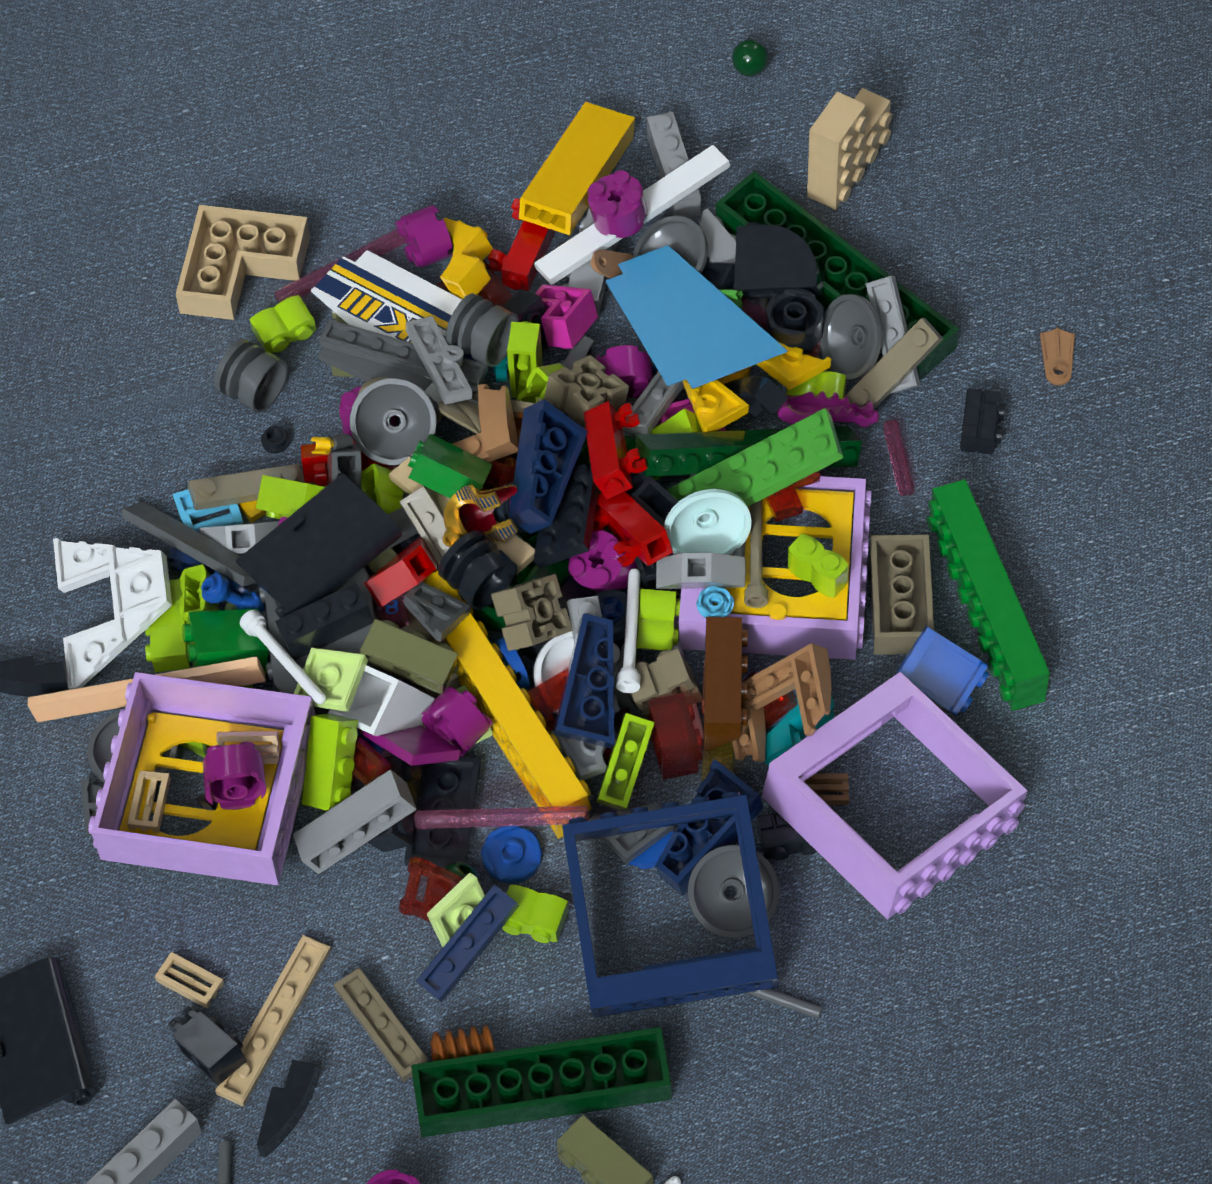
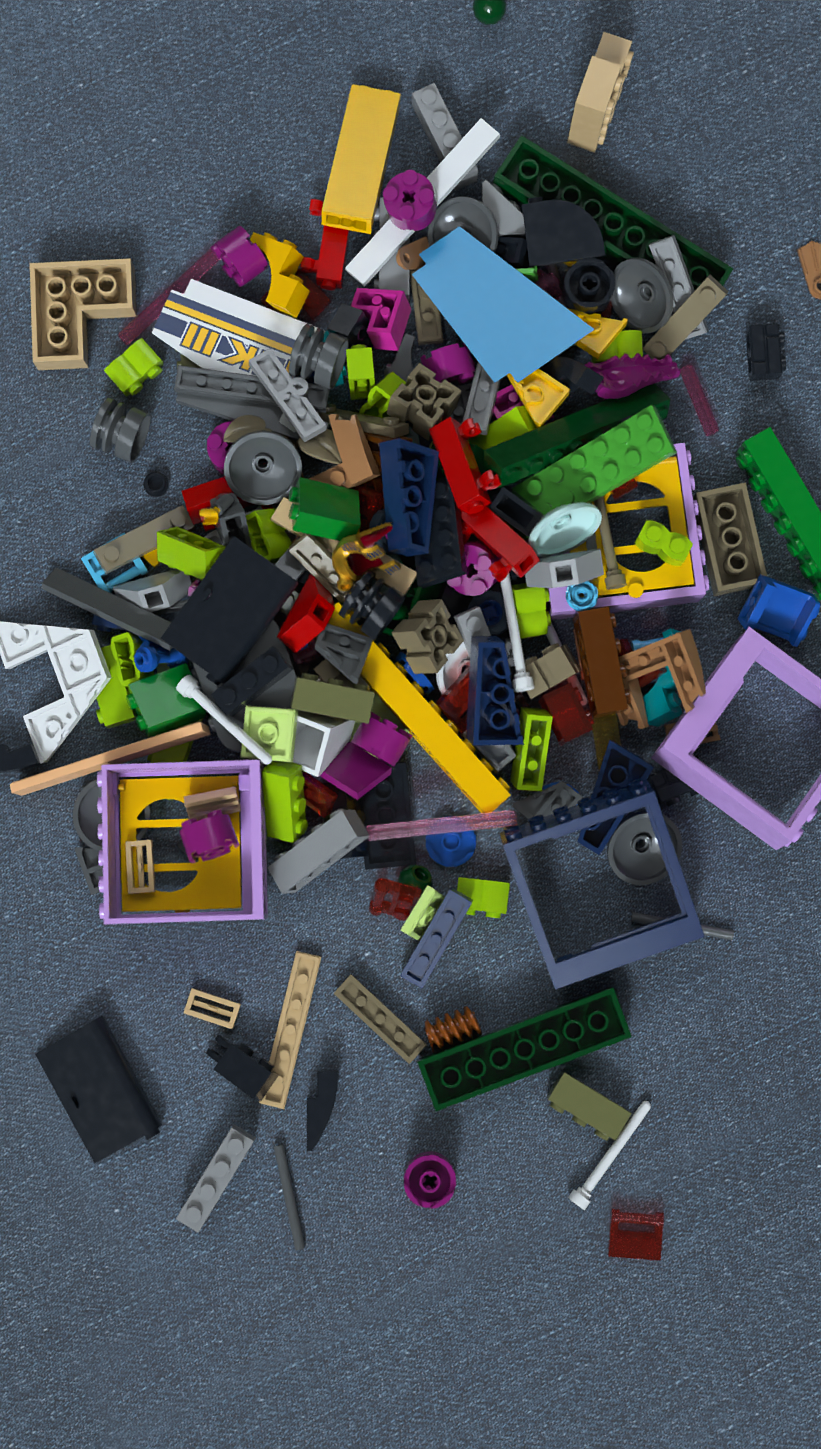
camera: 15 degrees left, 25 degrees up
(614, 325) = (426, 315): none -> dark tan tile

